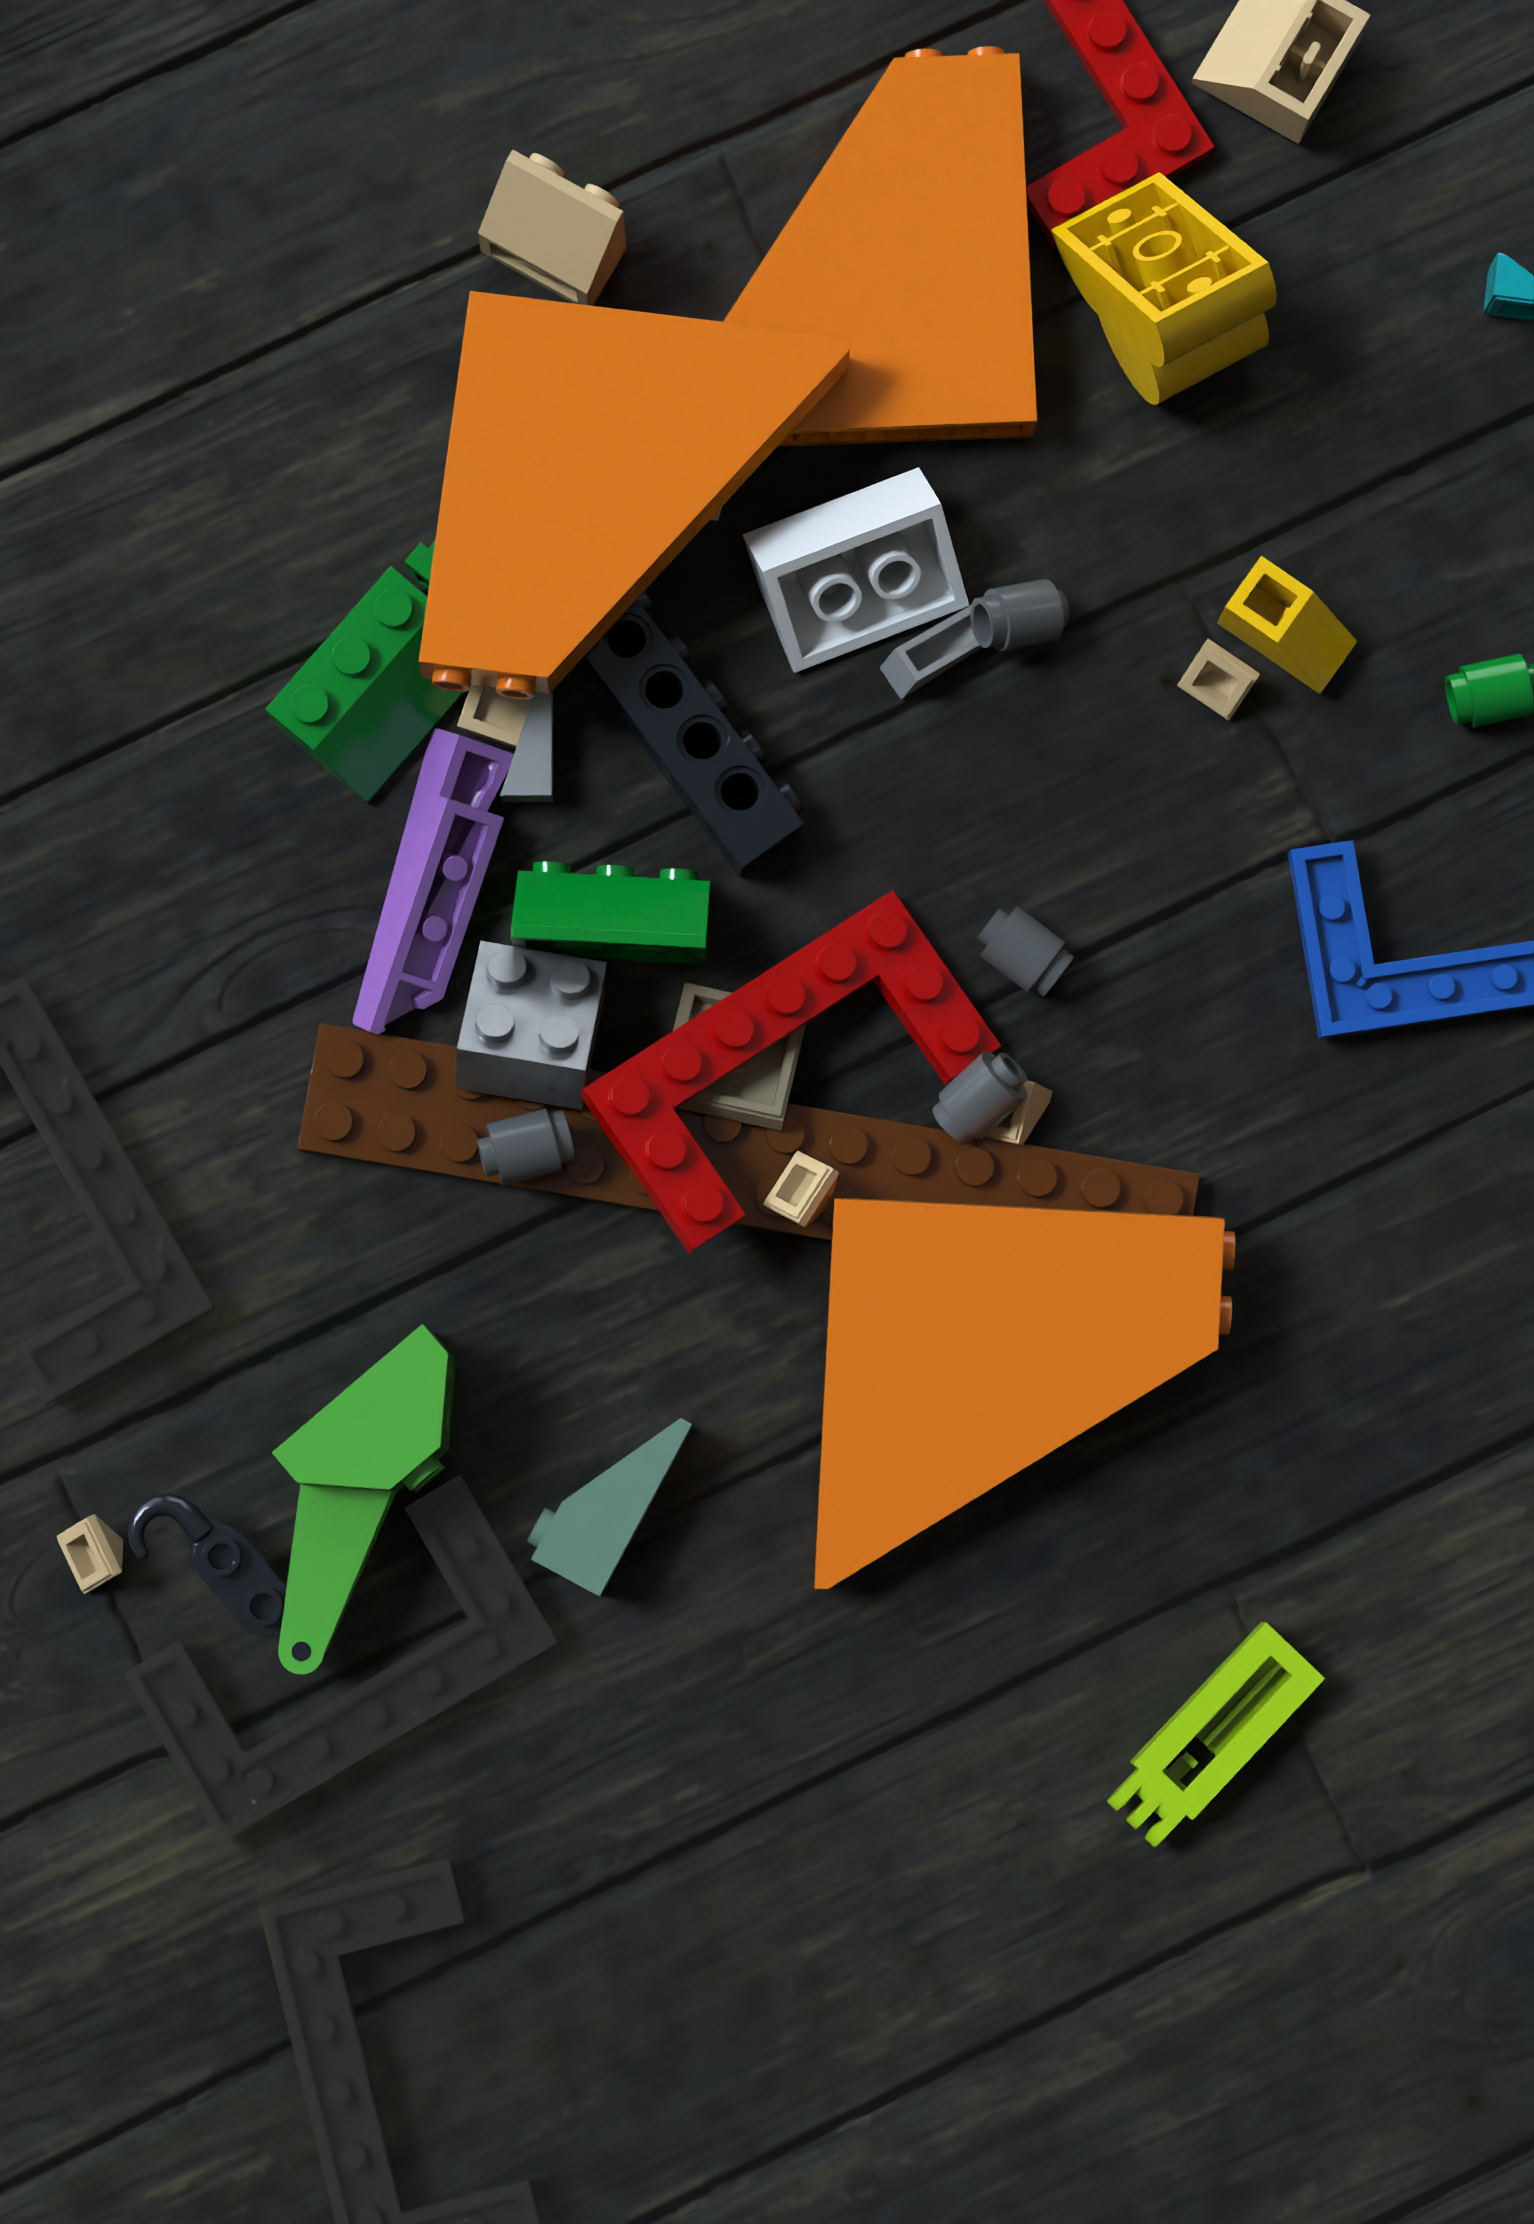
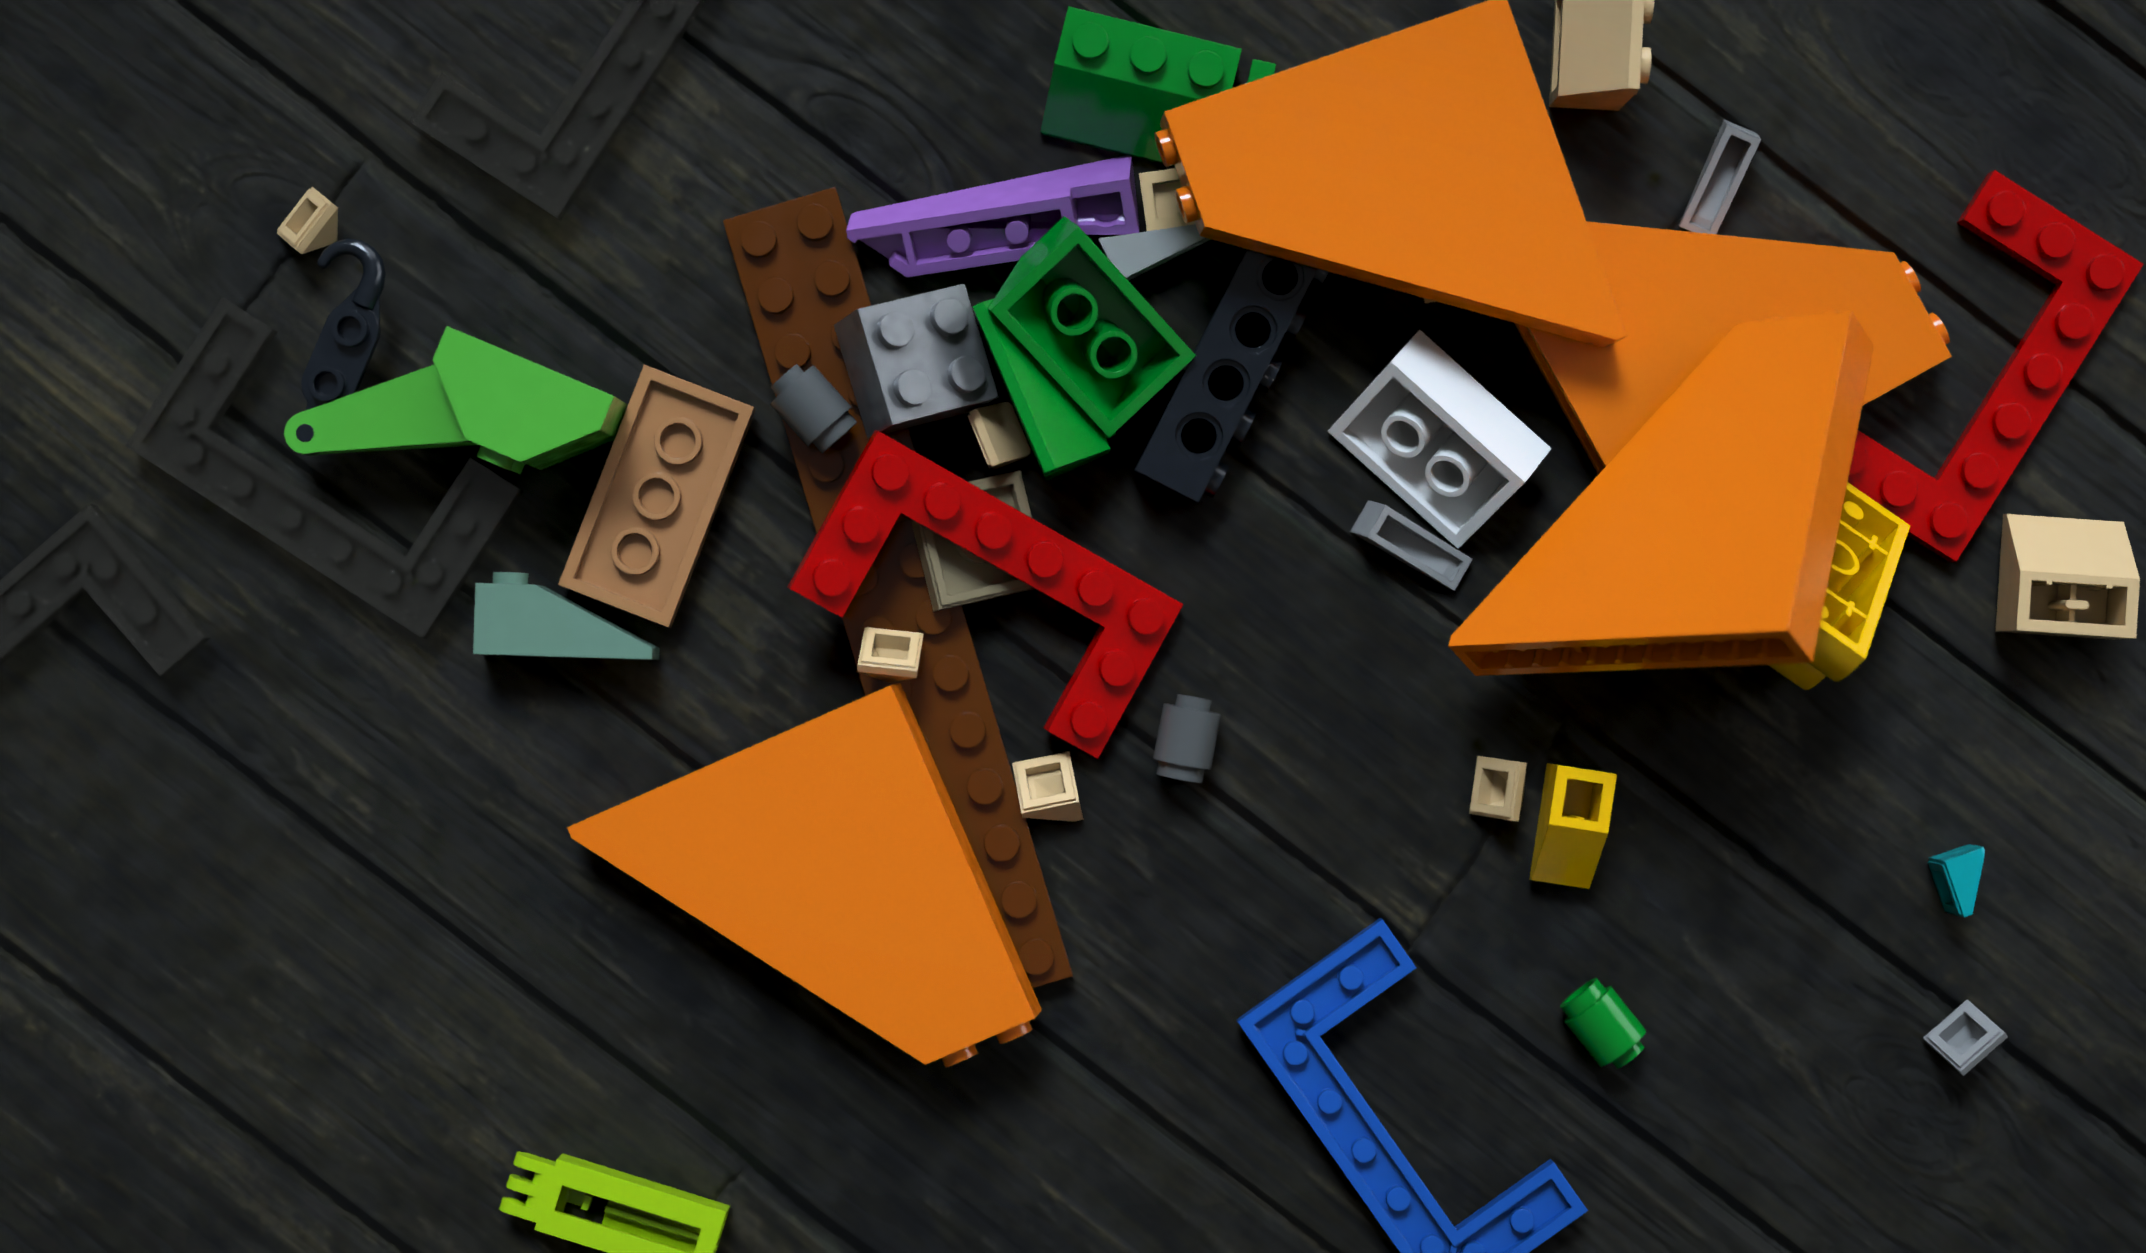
camera: 65 degrees right, 5 degrees up
(533, 1345) = (657, 496): none -> medium nougat plate
(582, 839) = (1089, 326): none -> green slope
(640, 987) = (999, 434): none -> tan slope
(739, 185) = (1720, 178): none -> light grey piece
(981, 1097) = (1043, 763): dark grey brick -> none
(1019, 615) = (1458, 585): dark grey brick -> none
(1068, 355) = (1704, 527): none -> orange slope

